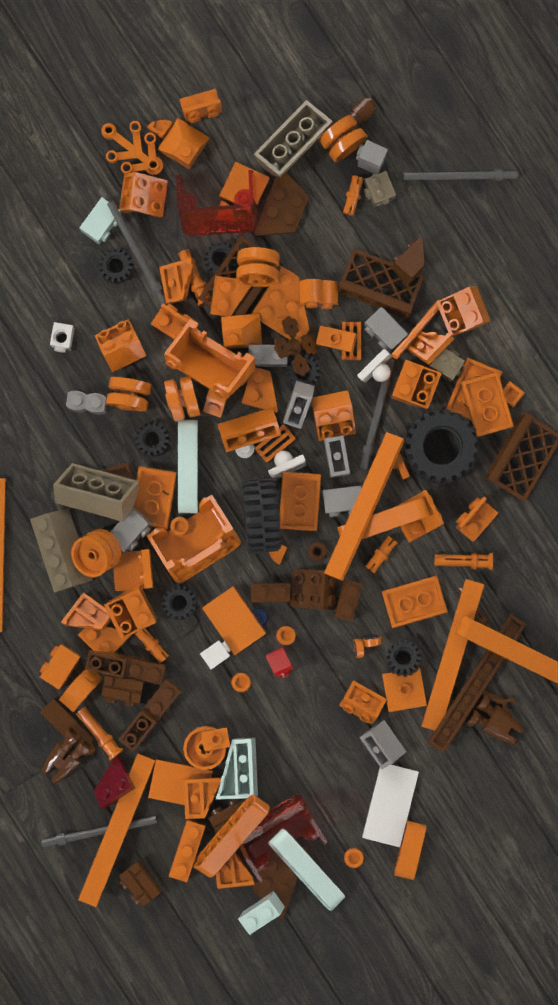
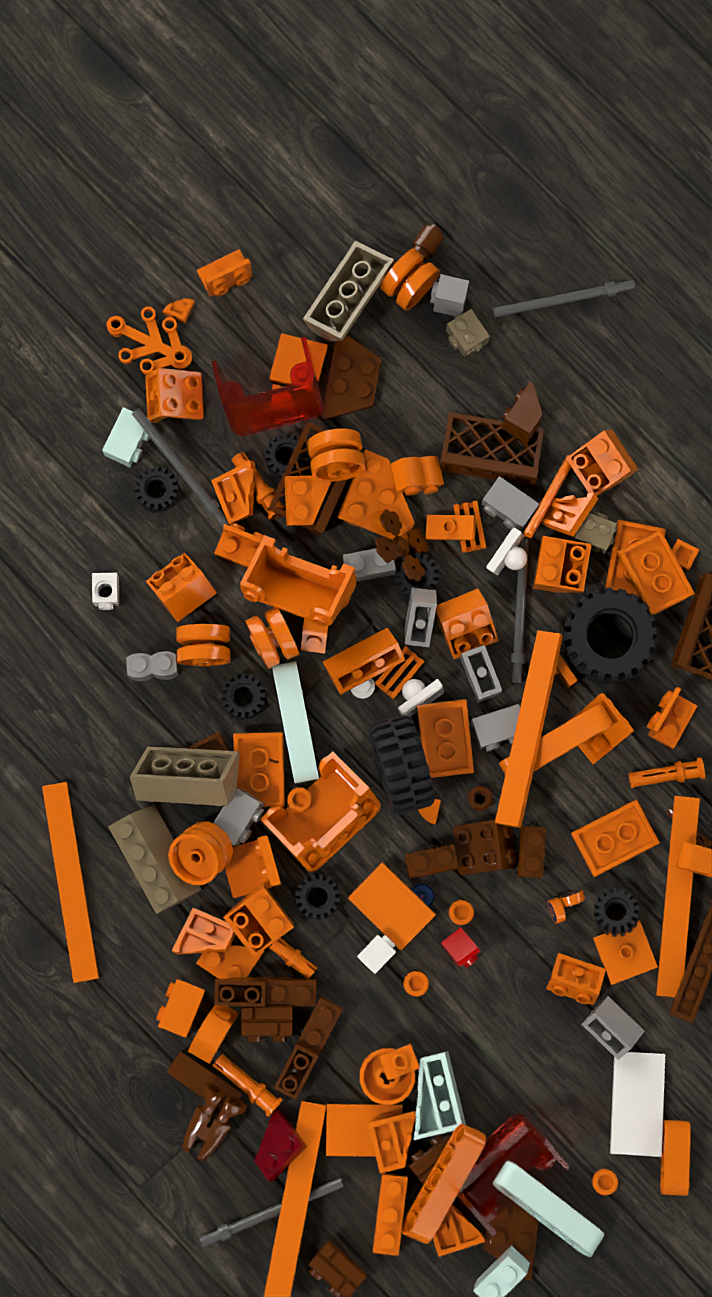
camera: 10 degrees left, 5 degrees down
(183, 143) = (212, 324): orange slope -> none
(241, 331) = (330, 539): orange slope -> none
(260, 391) = (367, 610): orange wing -> none
(353, 195) = (436, 347): orange pin -> none
(381, 554) = (561, 786): orange pin -> none

